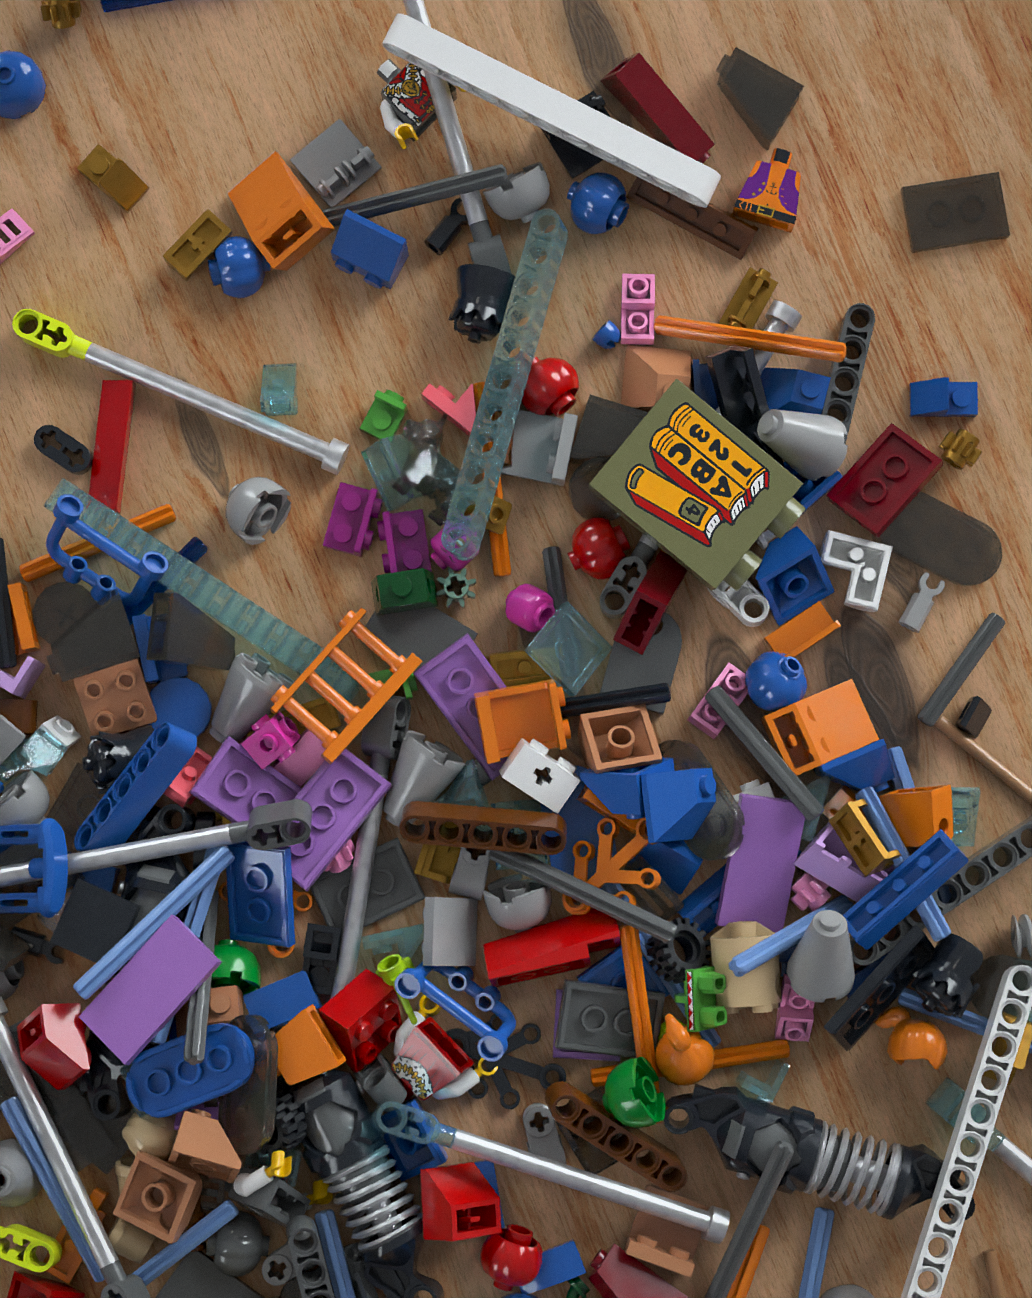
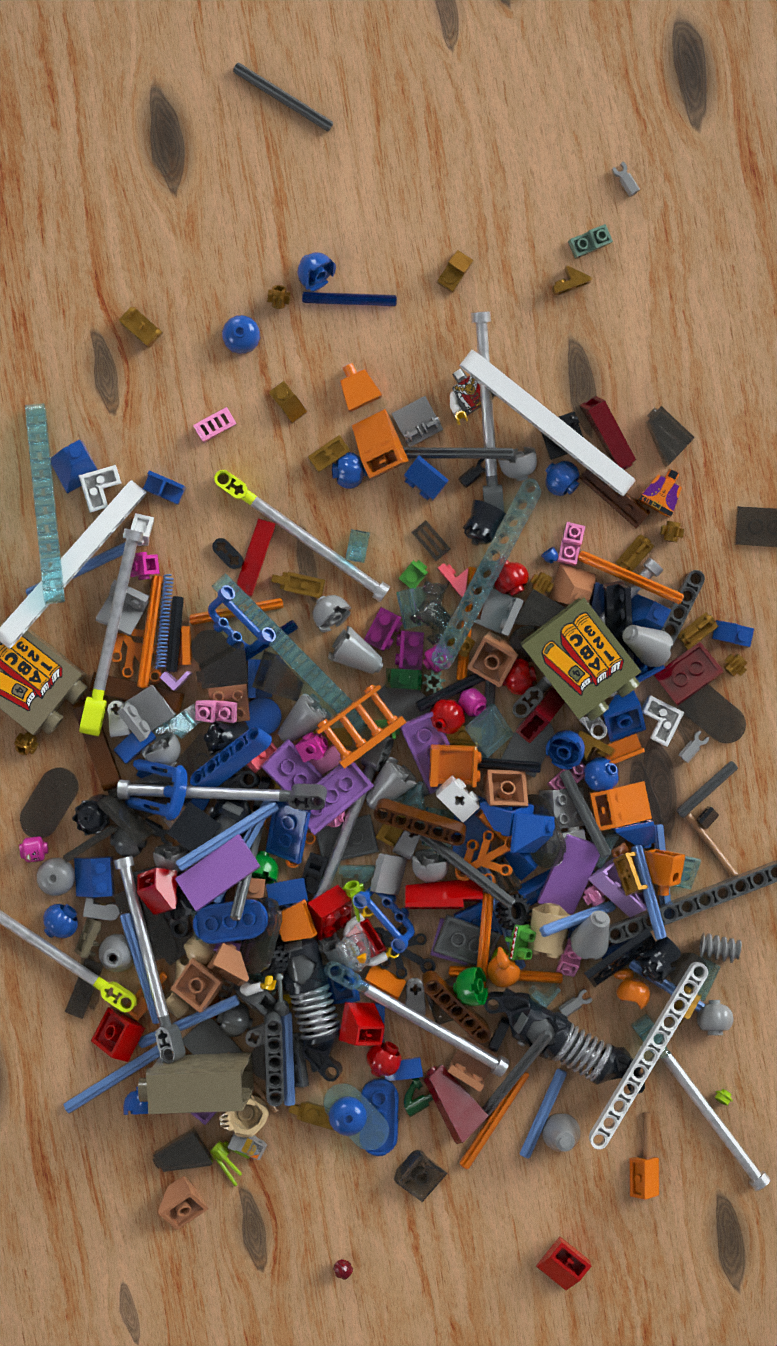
camera: 15 degrees right, 5 degrees up
(58, 982) = (167, 855): none -> light grey cylinder
(93, 715) = (216, 710): none -> bright pink slope
(195, 473) = (300, 584): none -> pearl gold hinge
(226, 129) = (358, 388): none -> orange torso
(313, 567) = (355, 652): none -> light grey cone
(313, 1201) = (281, 1006): none -> hinge
(379, 338) = (420, 528): none -> clear smoke tile
(418, 1077) = (354, 951): none -> clear piece
(485, 1119) = (385, 981): none -> orange panel
(489, 596) = (449, 691): none -> black axle
(493, 636) = (449, 715): none -> red plant
(548, 527) = (493, 659): none -> nougat slope
(603, 382) = (541, 583): none -> pearl gold gear
(701, 1169) = (499, 1034): none -> black beam
(705, 652) = (565, 749): none -> blue cylinder
(725, 752) = (563, 807): none -> light grey bracket
(746, 633) = (592, 743): none -> pearl gold slope
(802, 251) = (672, 531): none -> pearl gold gear
(819, 1087) = (574, 1003): none -> light grey bar
(883, 406) = (697, 630): none -> pearl gold hinge
(904, 889) = (645, 907): blue slope -> none

